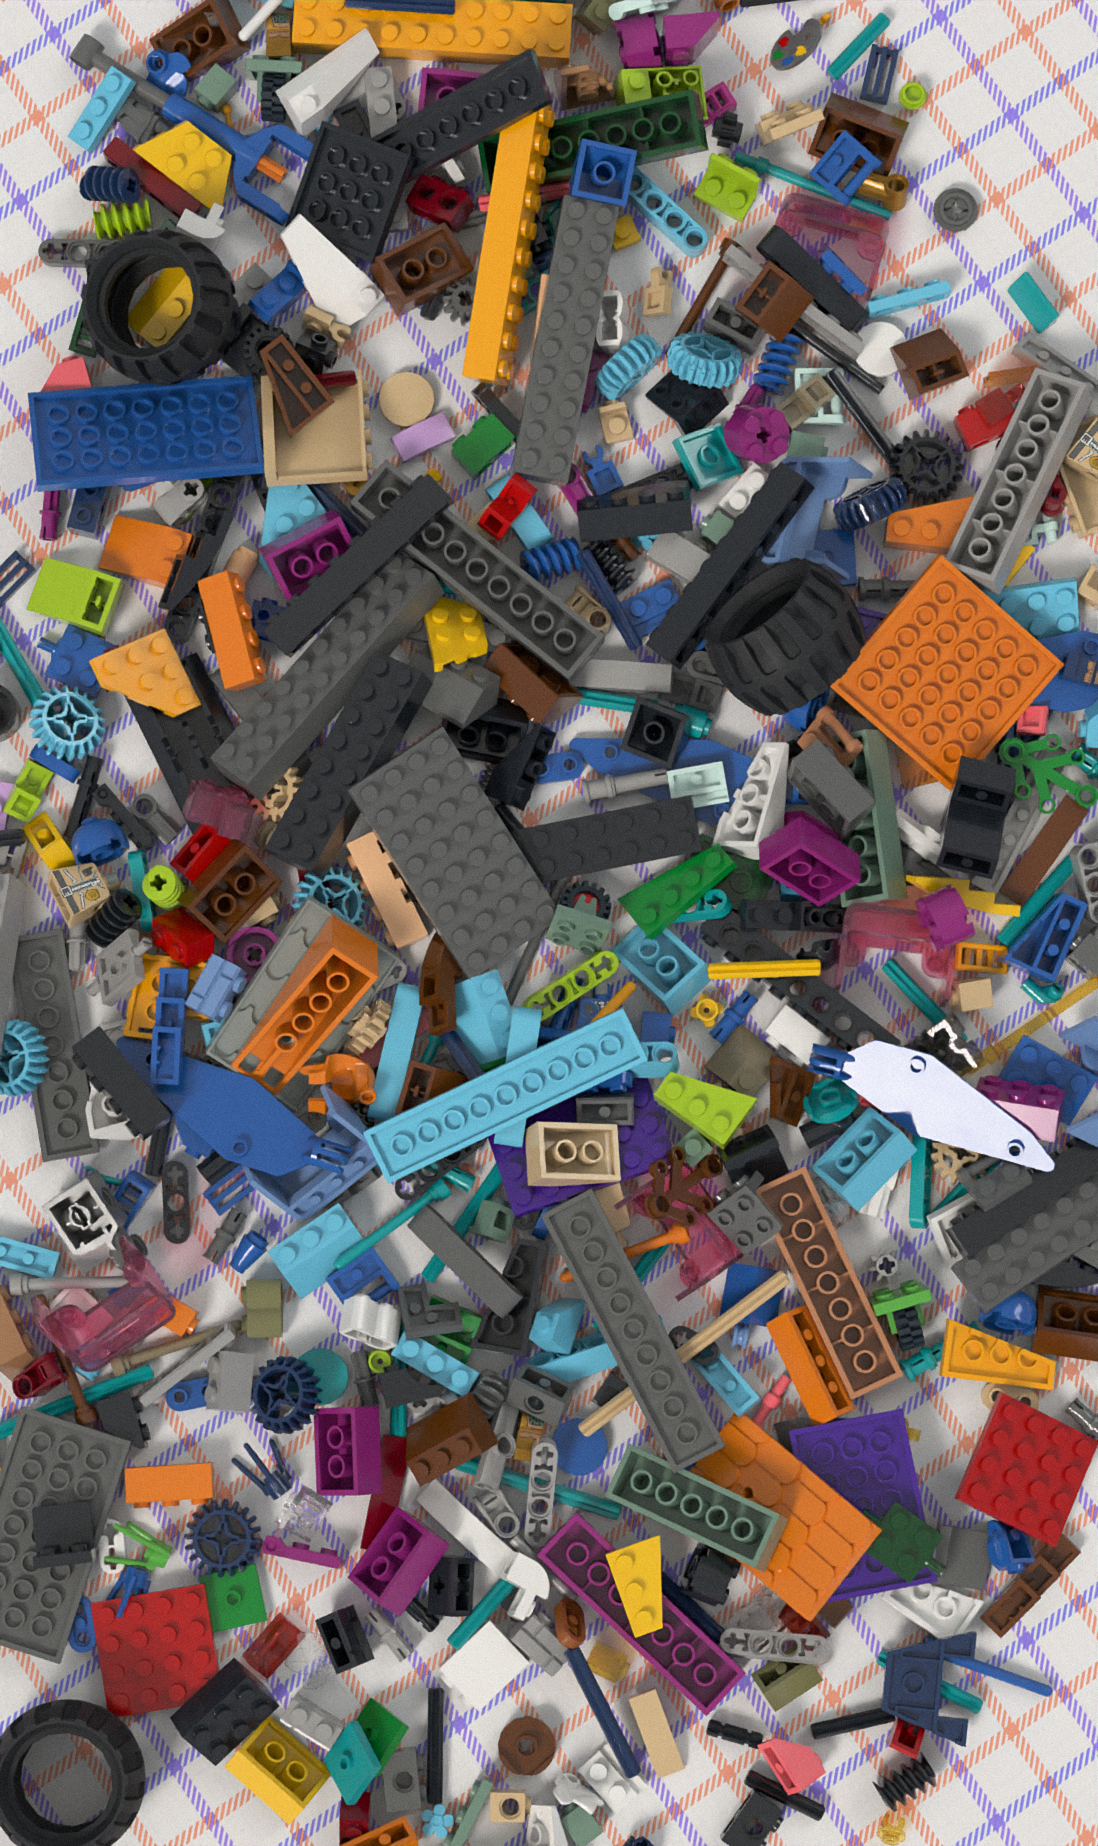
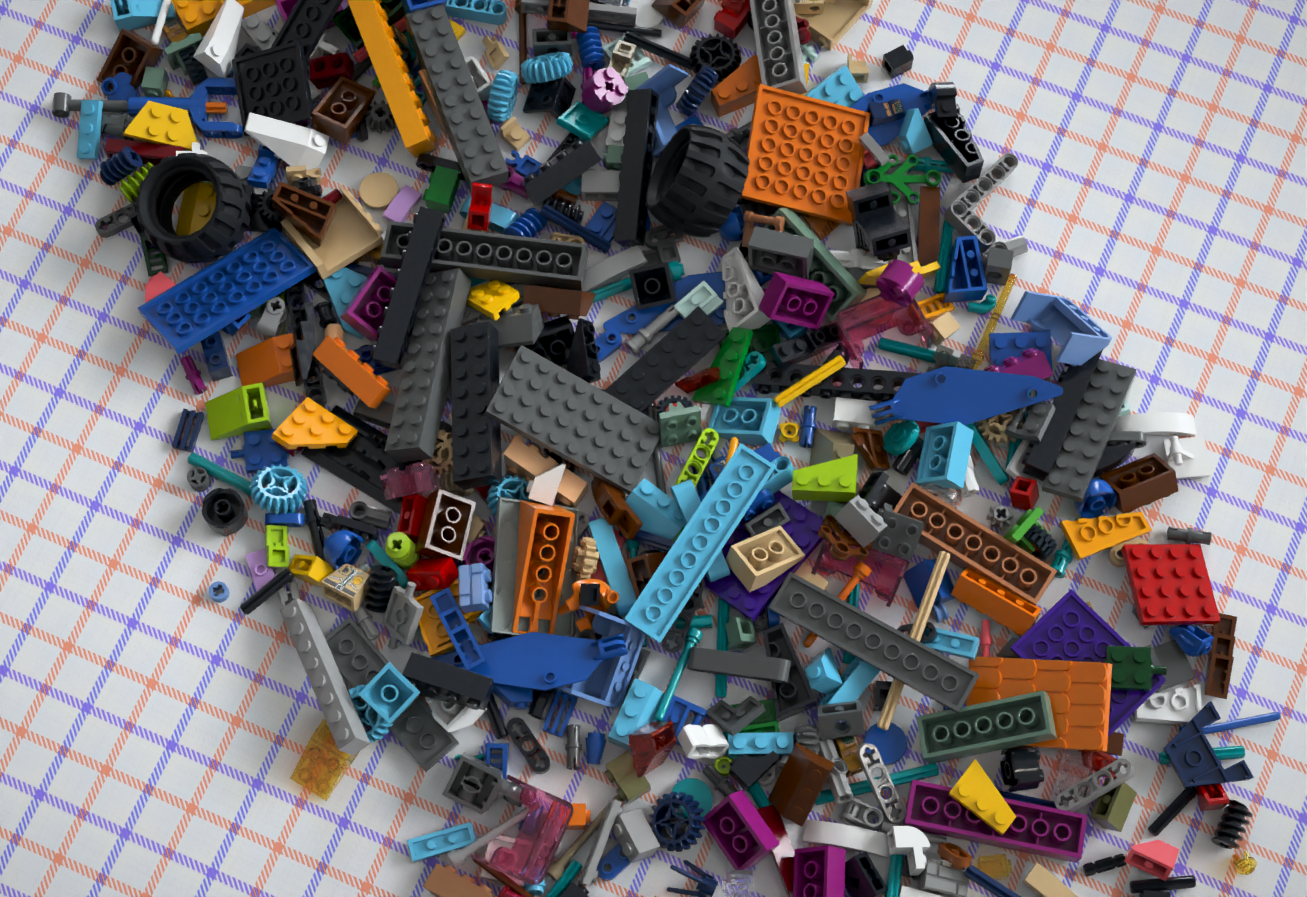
camera: 30 degrees left, 15 degrees down
(46, 1058) = (389, 693): none -> medium azure slope
(246, 519) = (321, 309): none -> black bush
(308, 1292) = (651, 745): none -> clear red slope
(341, 1078) = (589, 594): none -> black plate
(373, 912) = (546, 485): none -> white slope
(638, 884) = (699, 380): none -> clear red slope
(709, 1181) = (861, 521): none -> light grey brick
(931, 1257) = (1024, 493): none -> red brick
(1035, 717) = (874, 149): none -> light grey beam

